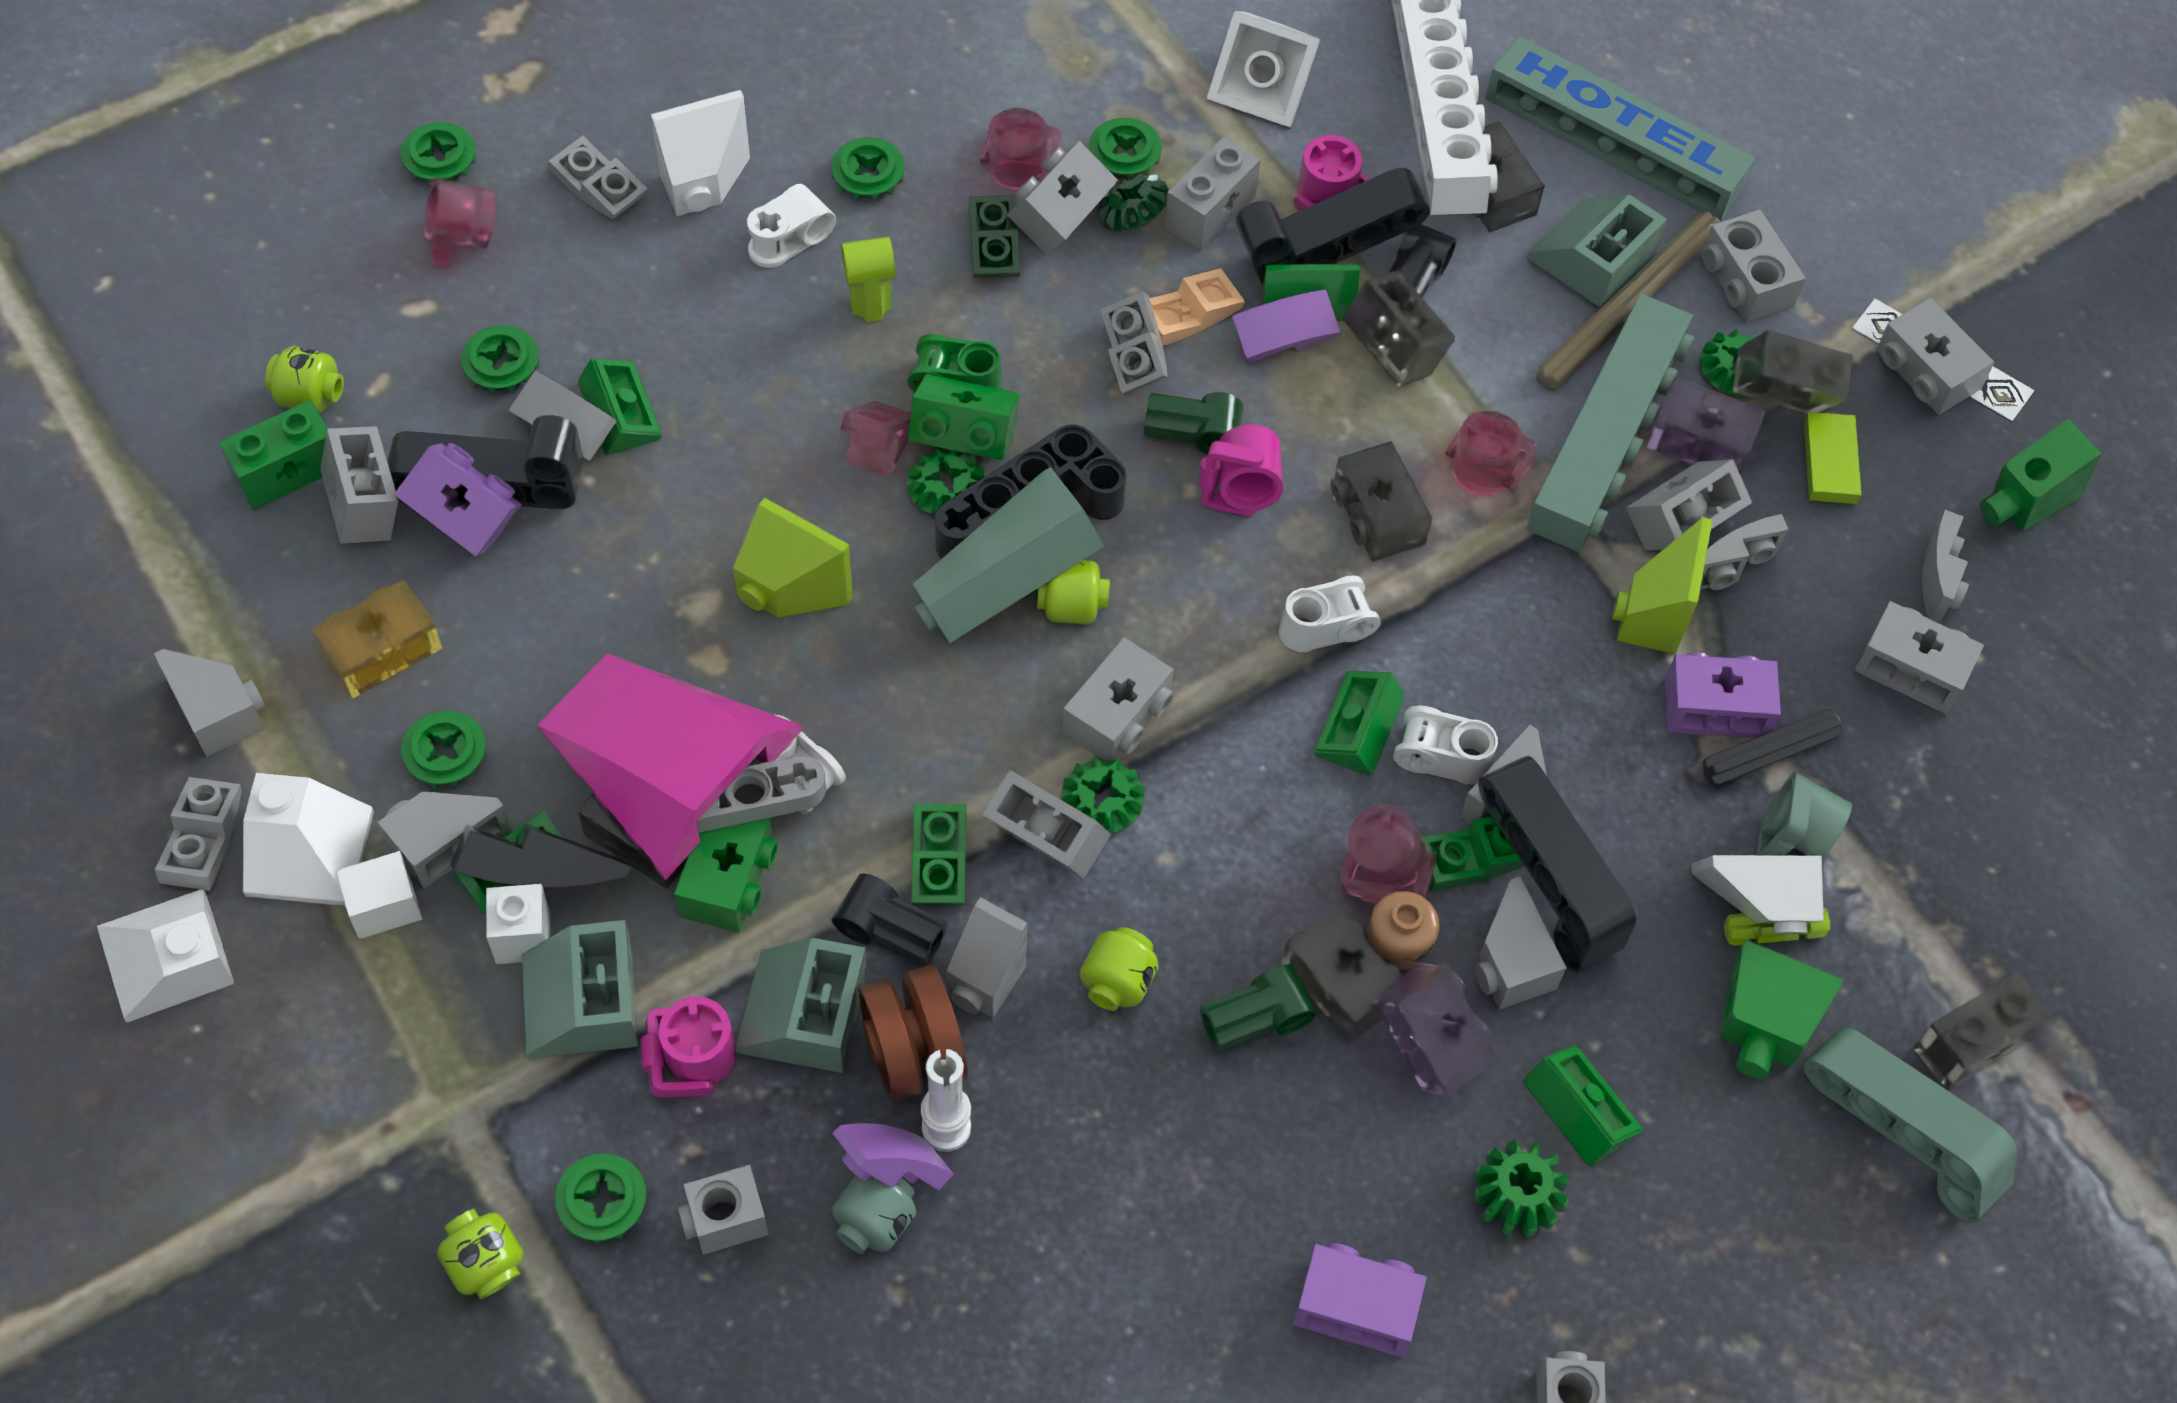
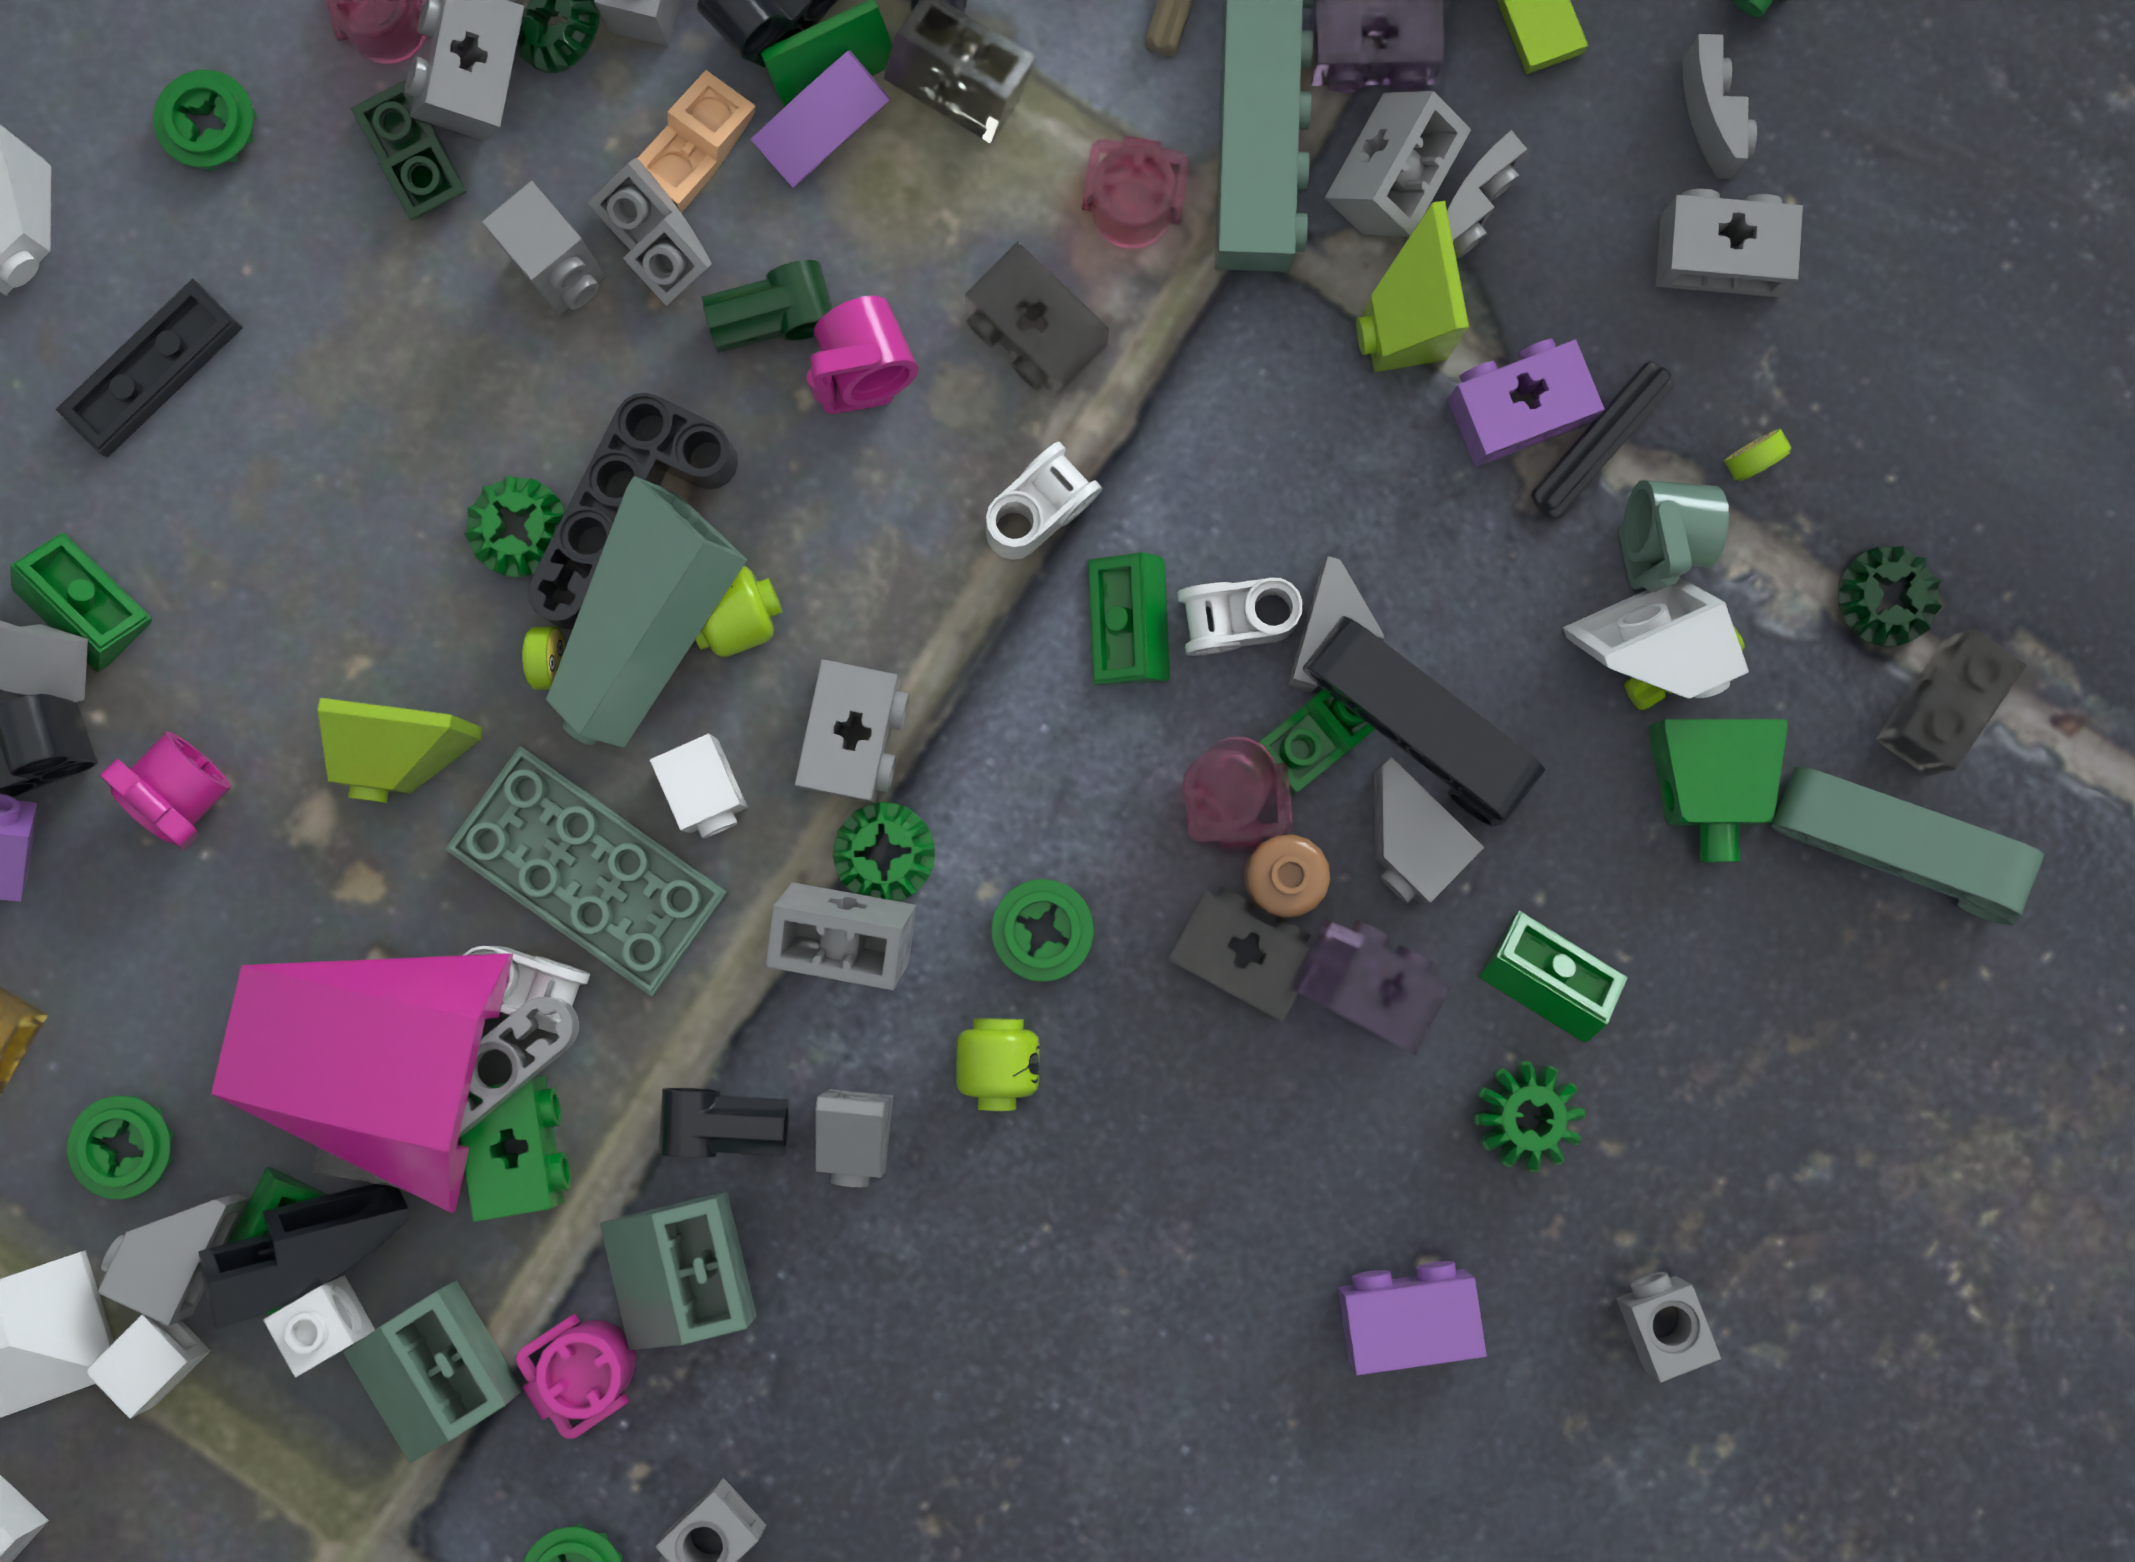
camera: 25 degrees left, 25 degrees up
(616, 530) = (168, 788): none -> dark pink piece
(748, 291) = (149, 368): none -> black tile
(788, 226) = (151, 250): white piece -> none
(869, 273) = (284, 296): lime piece -> none
(873, 1214) = (865, 1461): sand green head -> none
(877, 435) = (404, 500): clear pink slope -> none
(879, 718) = (587, 871): none -> sand green tile
(890, 1155) = (856, 1408): medium lavender slope -> none
(903, 1035) = (813, 1264): copper wheel -> none
(921, 559) = (542, 655): none -> lime tile
(939, 854) = (737, 1013): green slope -> none
(945, 1106) = (880, 1328): white pin -> none
(957, 360) = (442, 375): green piece -> none
(963, 417) = (496, 439): green brick -> none
(991, 689) = (700, 786): none -> white brick
(1059, 317) = (546, 249): none -> light grey brick
(1198, 875) = (1071, 919): none -> green gear
(1270, 1004) = (1178, 1027): dark green piece -> none
(1890, 802) = (1758, 455): none -> lime tile
(1956, 964) = (1861, 595): none -> dark green gear

